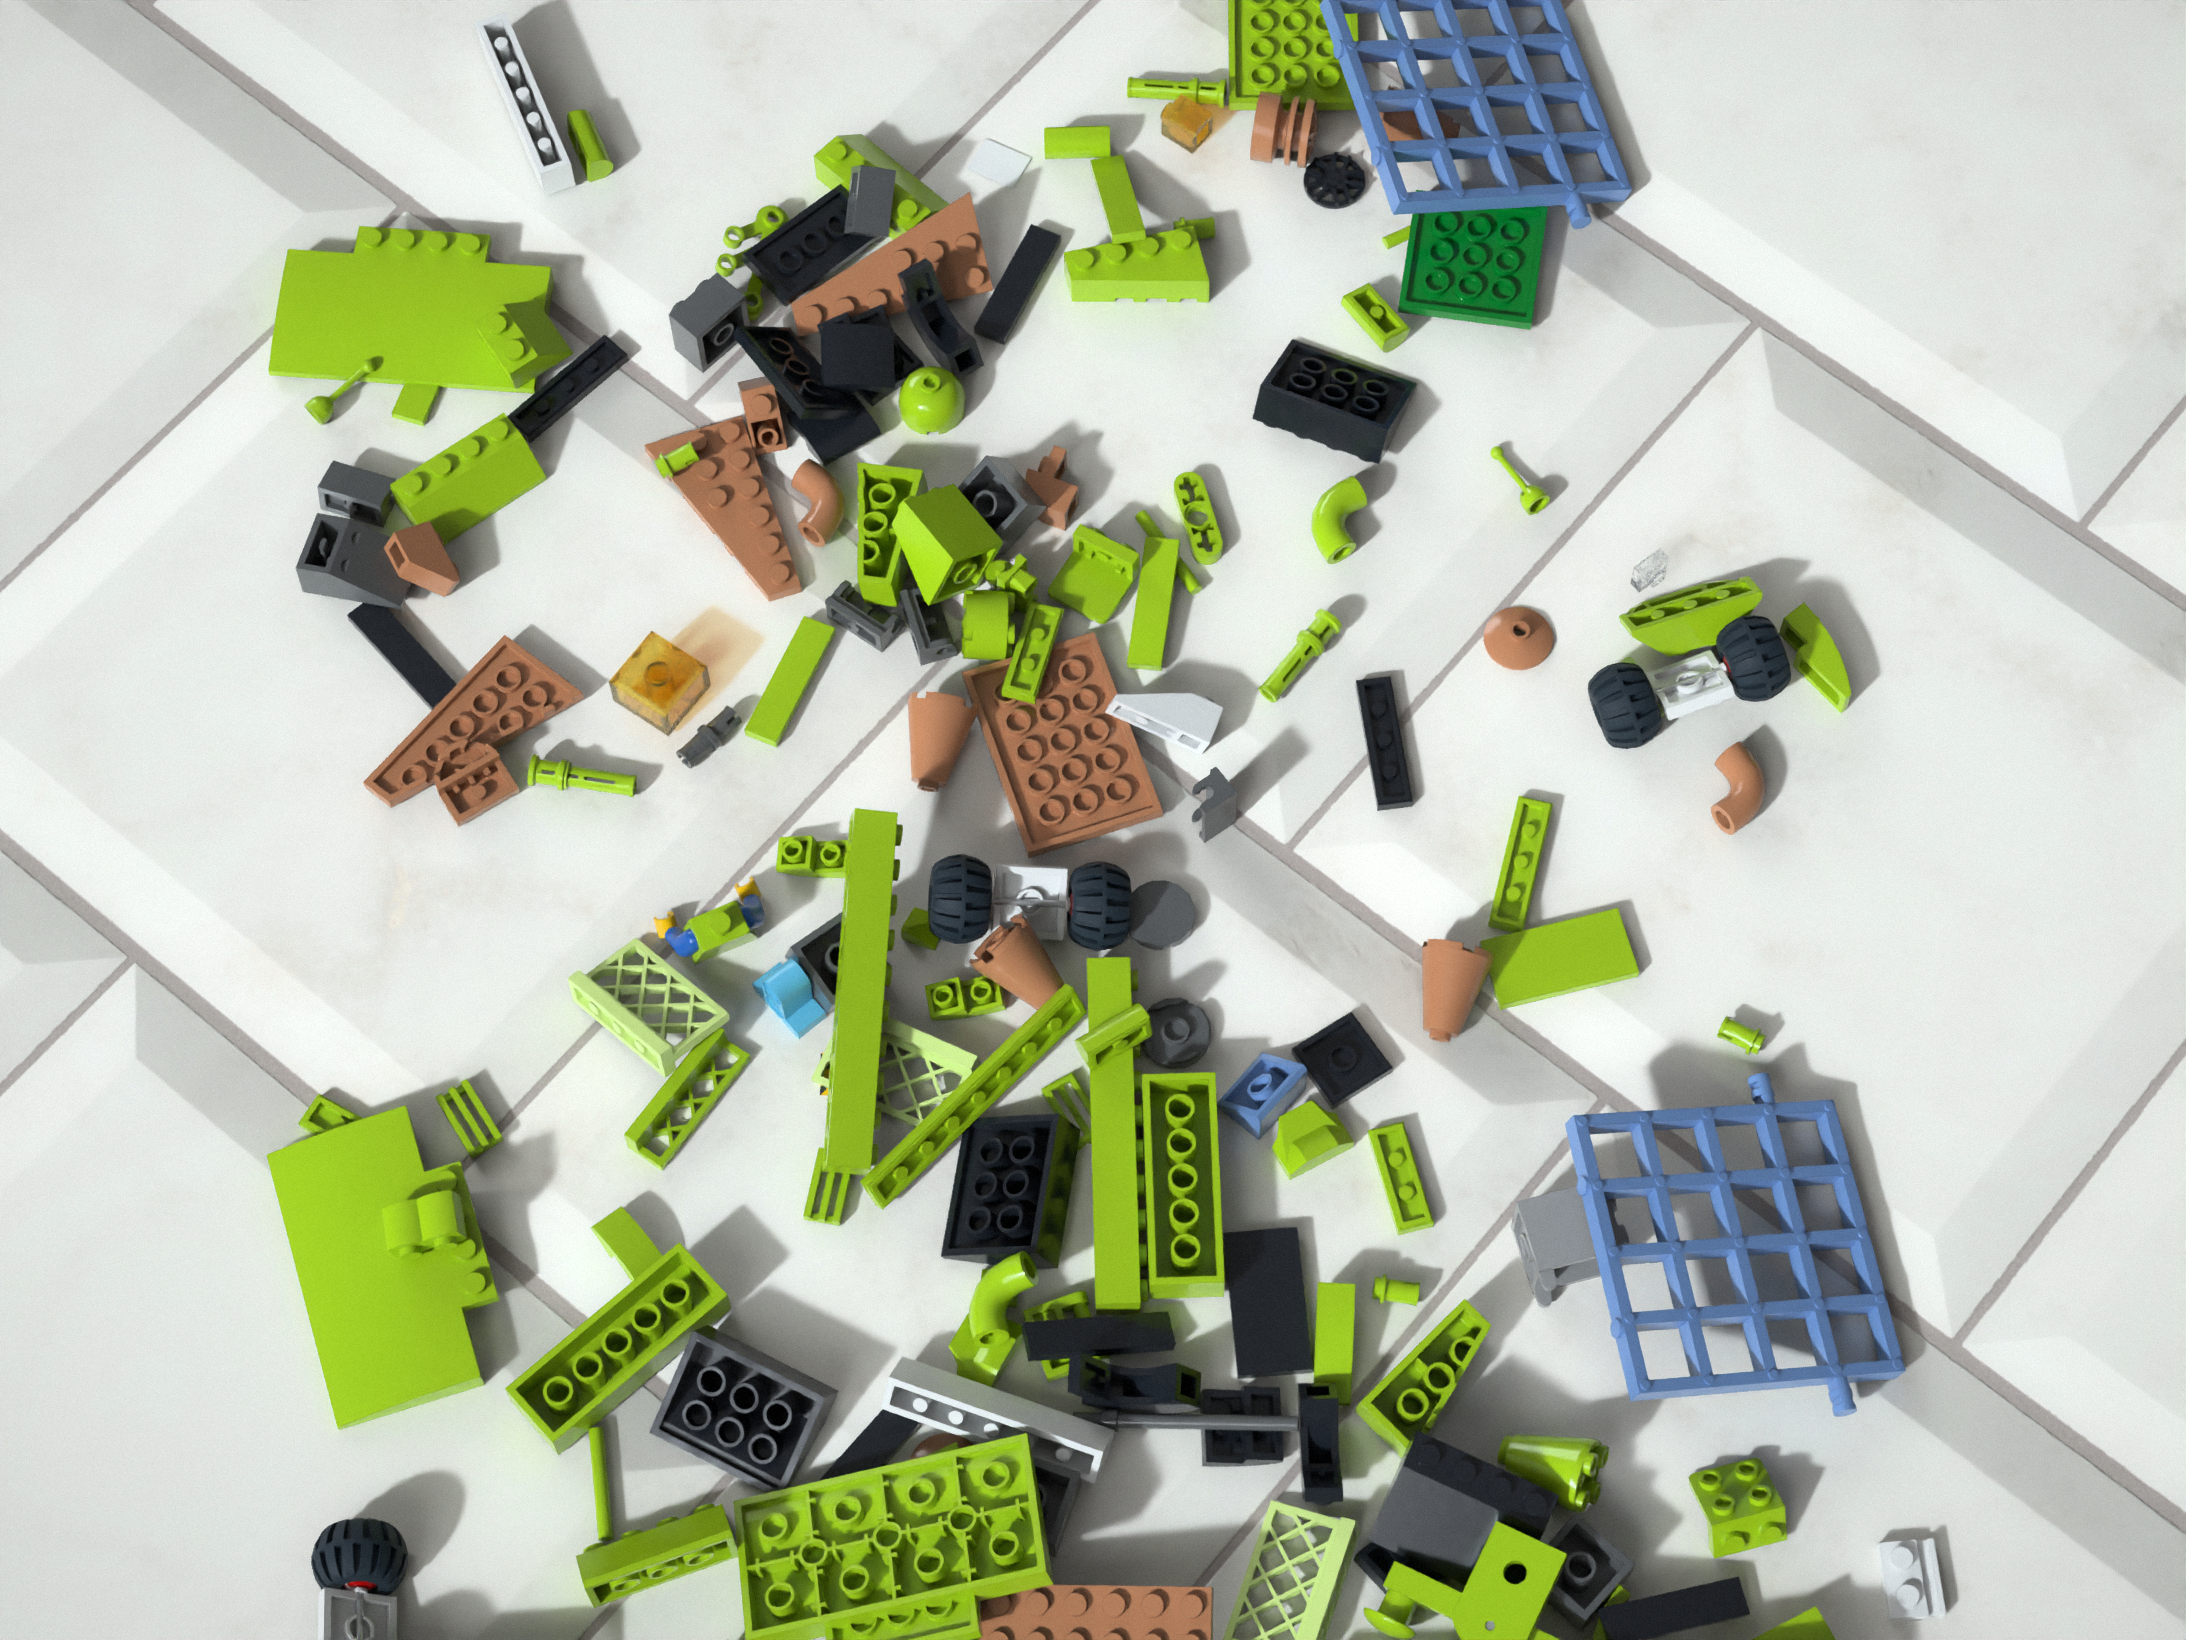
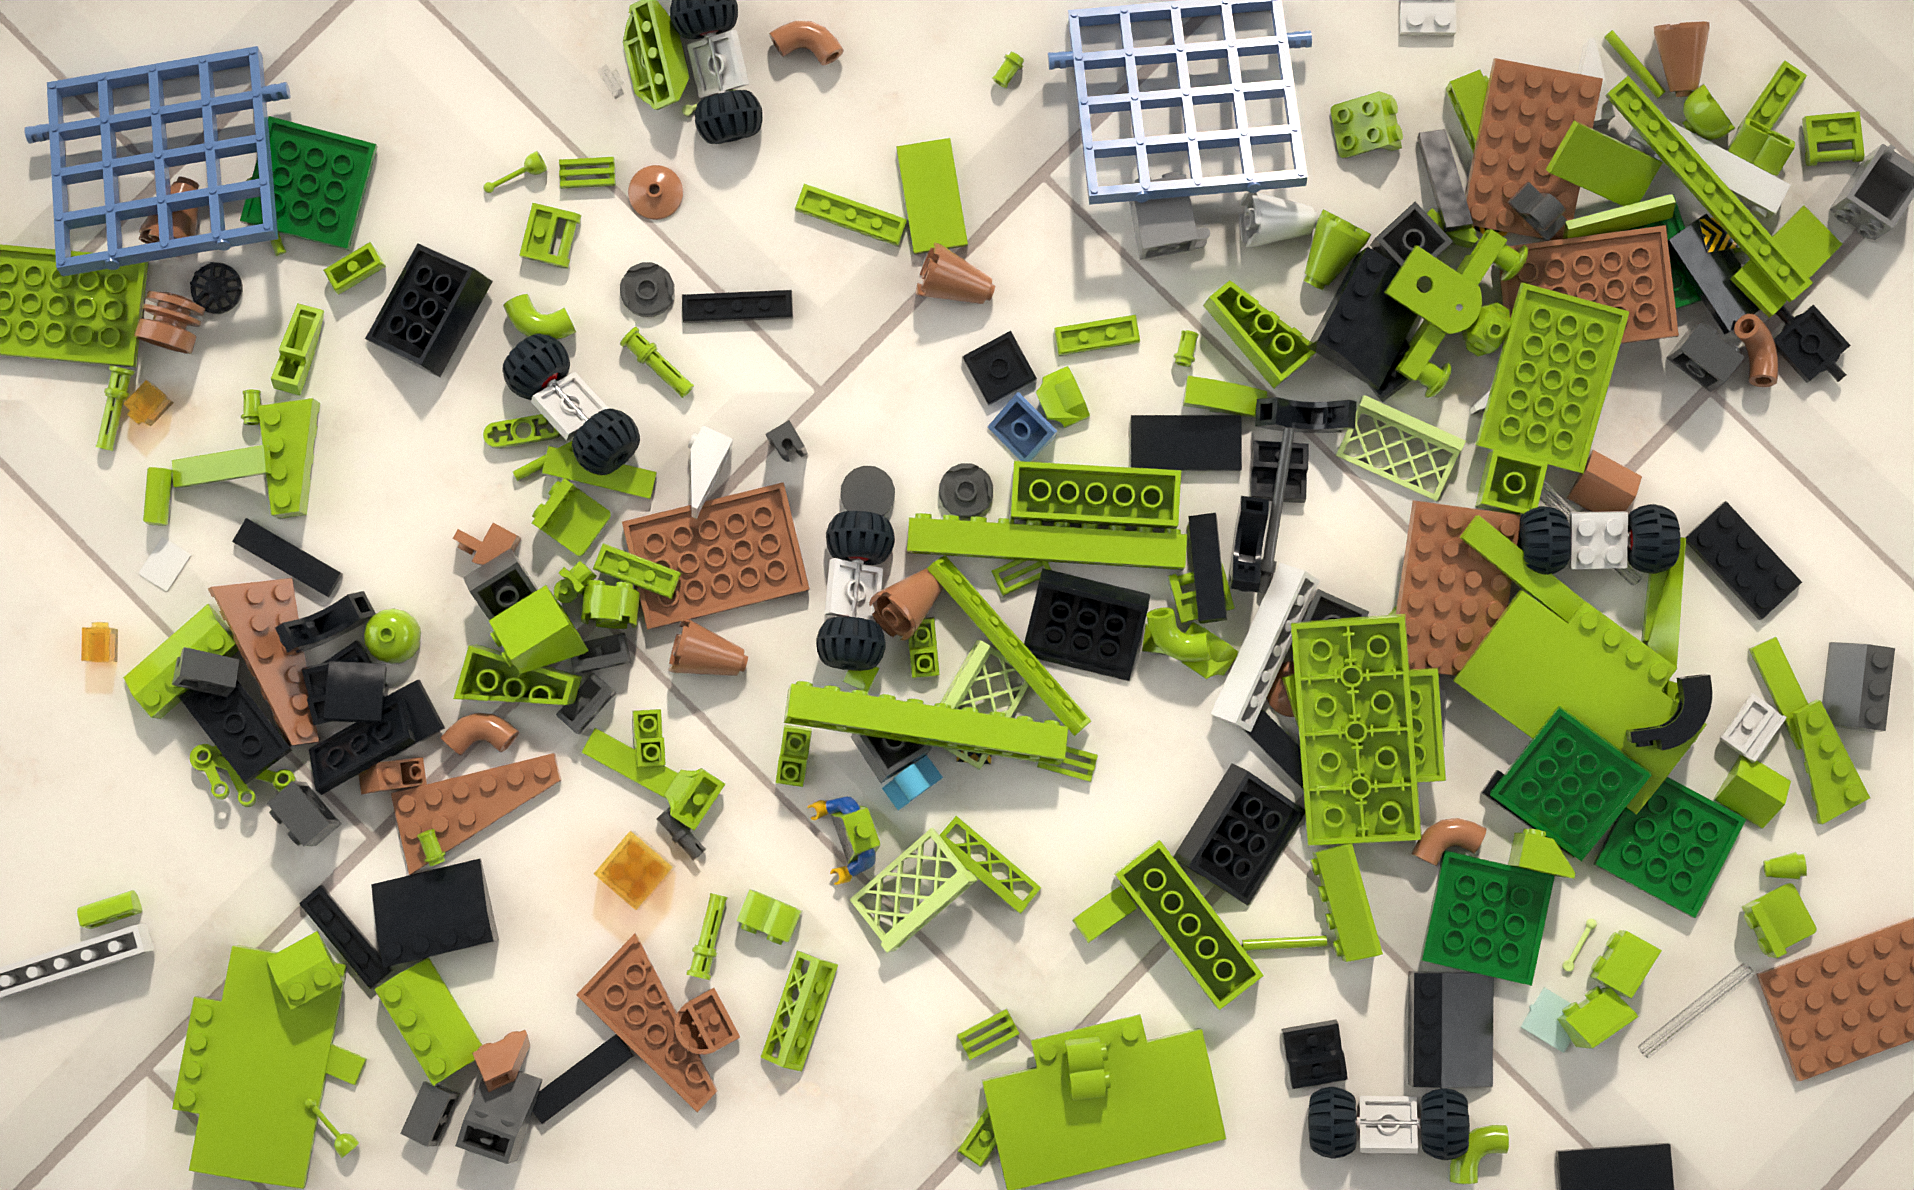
camera: 85 degrees left, 20 degrees up
(452, 1534) = (1314, 1054): none -> black slope
(491, 891) = (803, 1013): none -> lime fence
(598, 475) = (433, 913): none -> black slope
(609, 844) = (768, 916): none -> lime brick
(755, 742) = (692, 795): none -> lime slope
(826, 688) = (648, 737): none -> lime slope
(898, 103) = (99, 643): none -> clear yellow brick
(1114, 1036) = (977, 534): lime brick -> none
(1197, 590) = (601, 434): none -> black plate
(1269, 268) = (297, 349): none -> lime slope
(1392, 639) = (647, 289): none -> dark grey tile
(1445, 512) = (541, 233): none -> lime plate
(1527, 533) = (563, 173): none -> lime tile
(1586, 1386) = (1273, 219): none -> white cone

